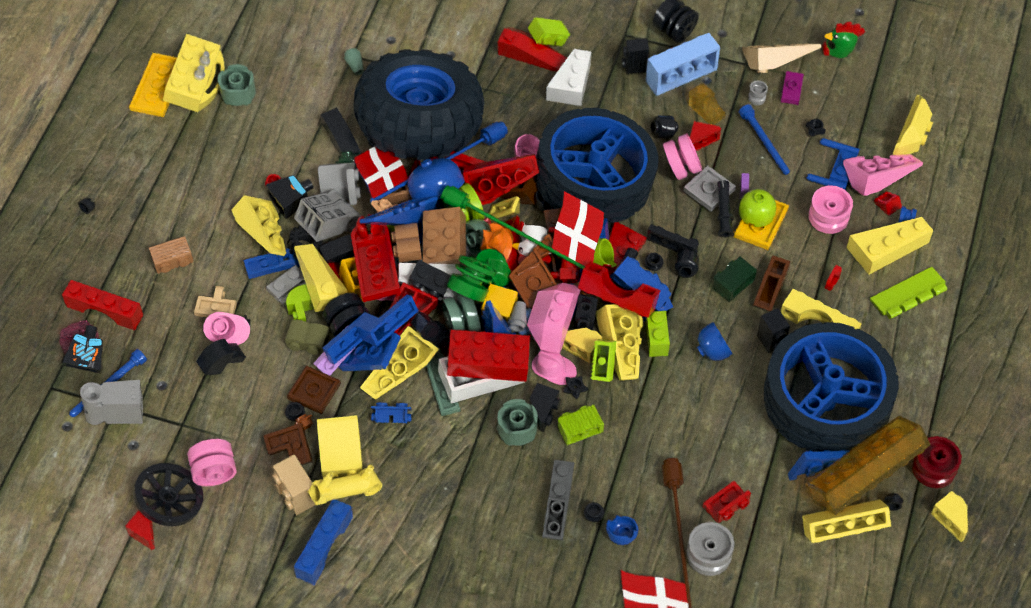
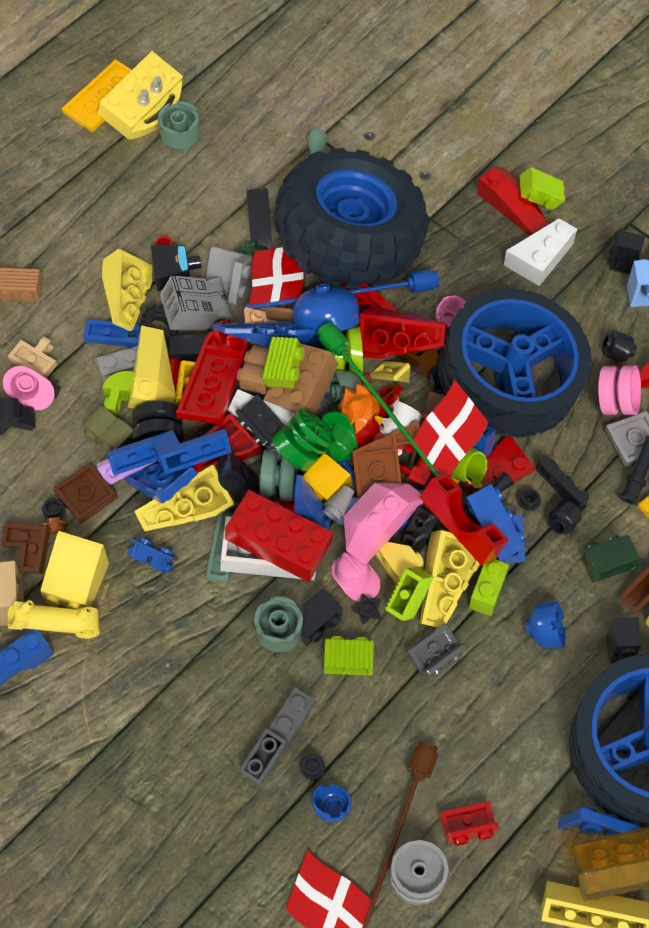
camera: 25 degrees right, 5 degrees up
(428, 228) = (283, 362): none -> lime brick
(641, 394) = (435, 651): none -> dark grey bracket

